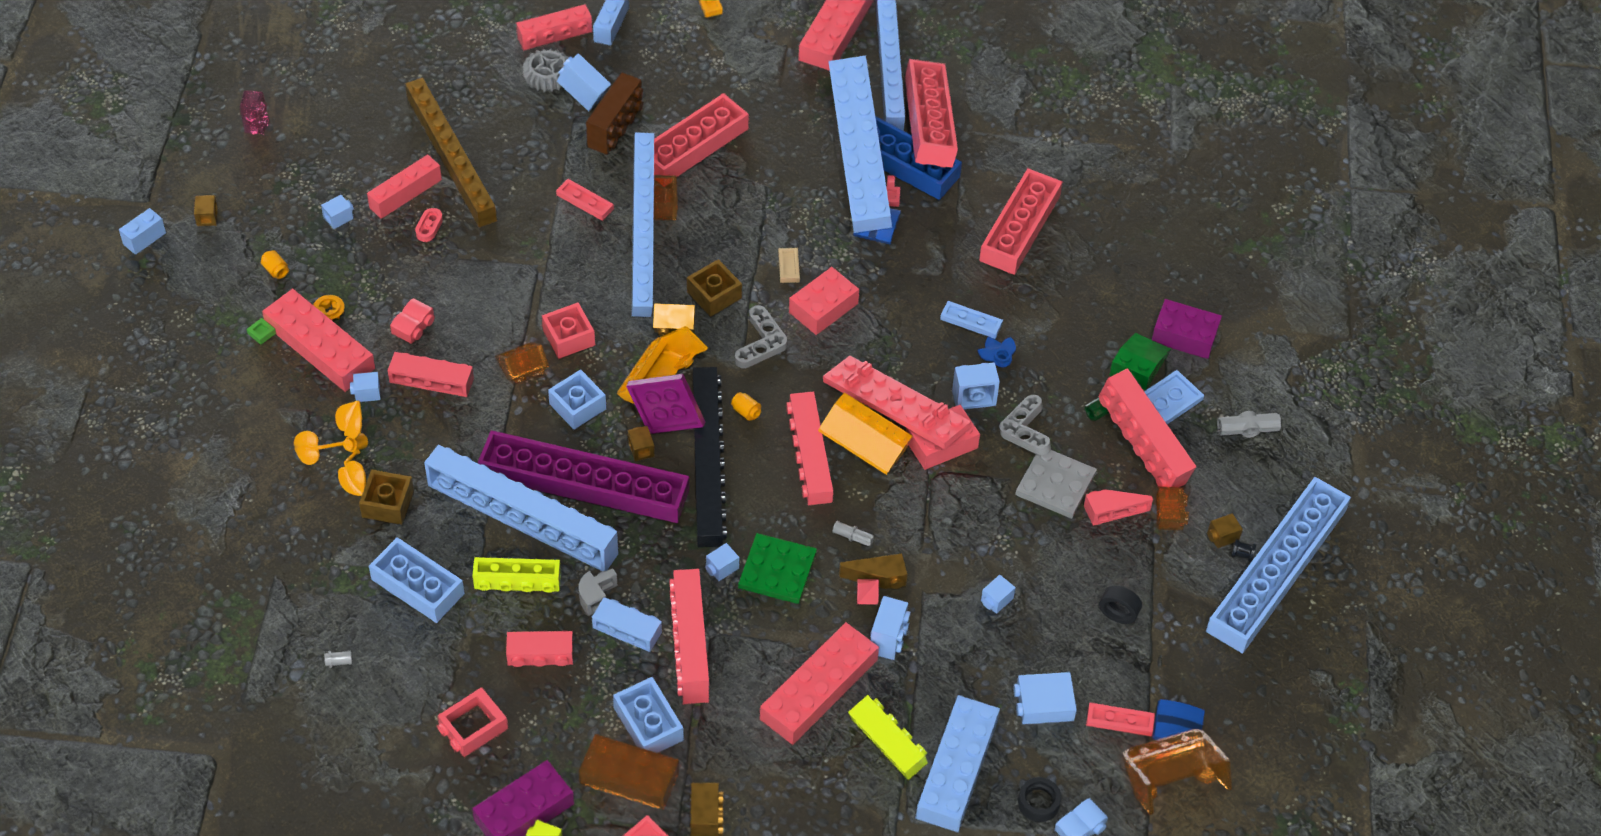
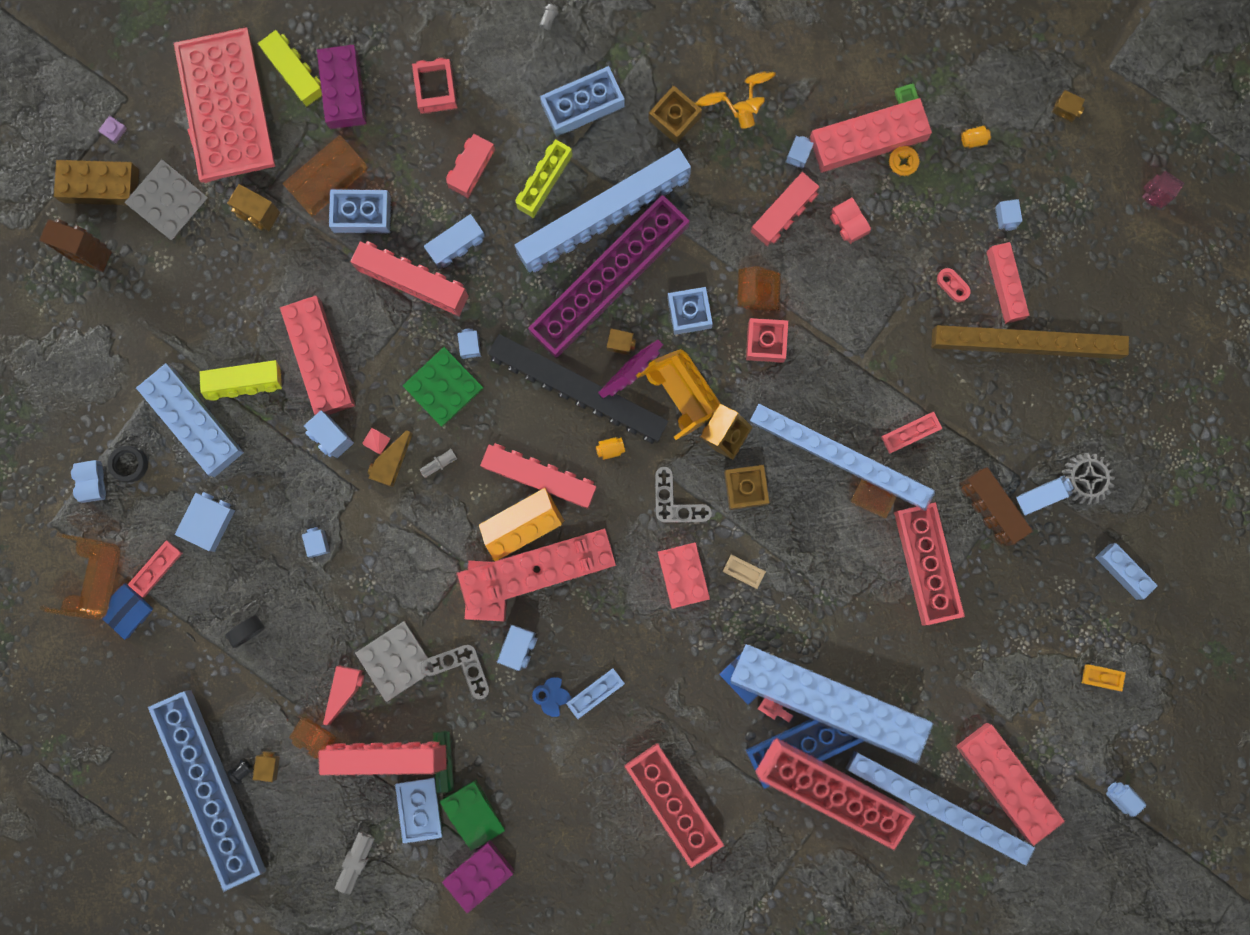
camera: 125 degrees right, 30 degrees up
(142, 231) = (1070, 43): light blue brick -> none
(554, 27) = (1139, 511): coral brick -> none
(593, 588) = (499, 228): light grey brick -> none

